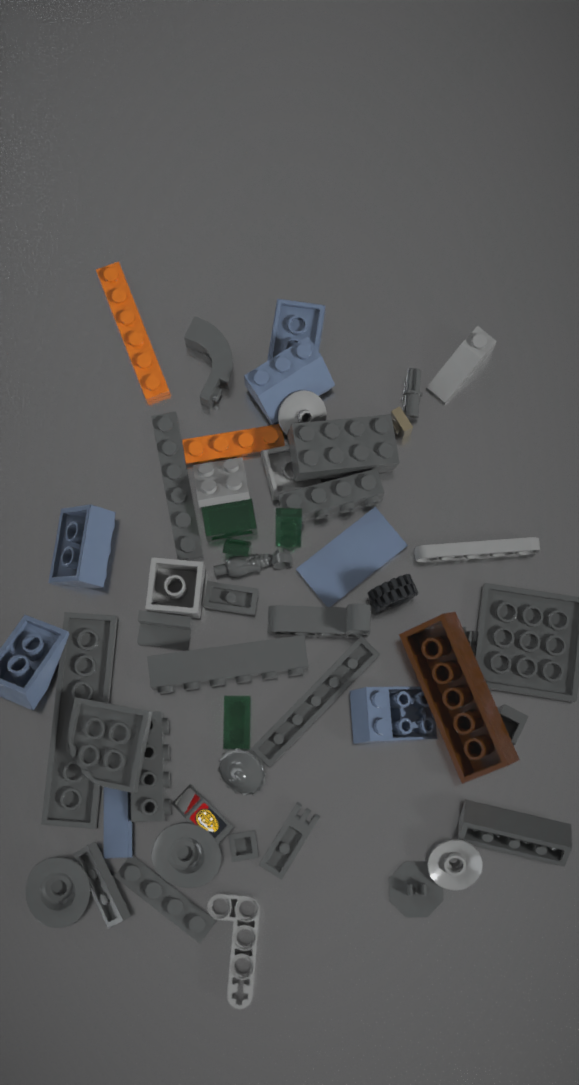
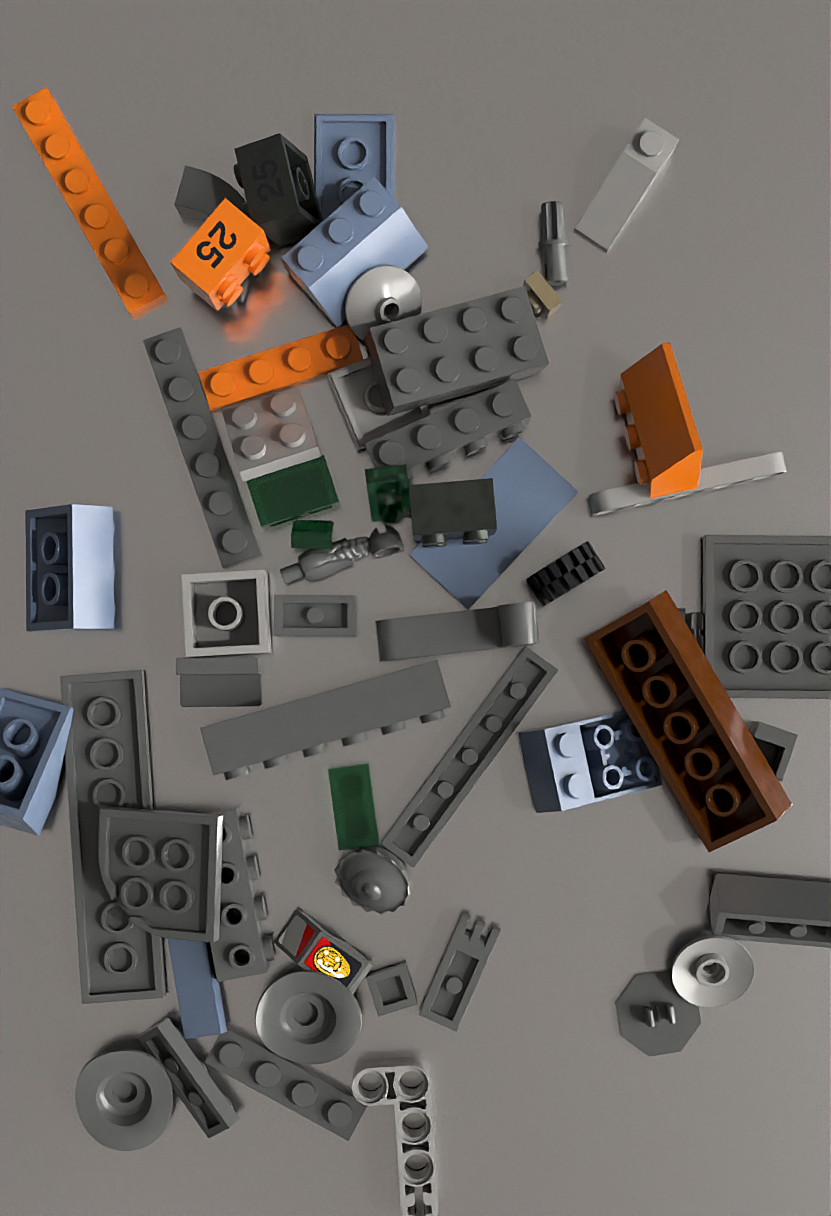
camera: 10 degrees left, 10 degrees up
(208, 368) = (222, 255): none -> orange brick
(247, 336) = (278, 188): none -> pearl dark grey brick
(327, 543) = (453, 512): none -> pearl dark grey brick
(464, 508) = (660, 424): none -> orange slope

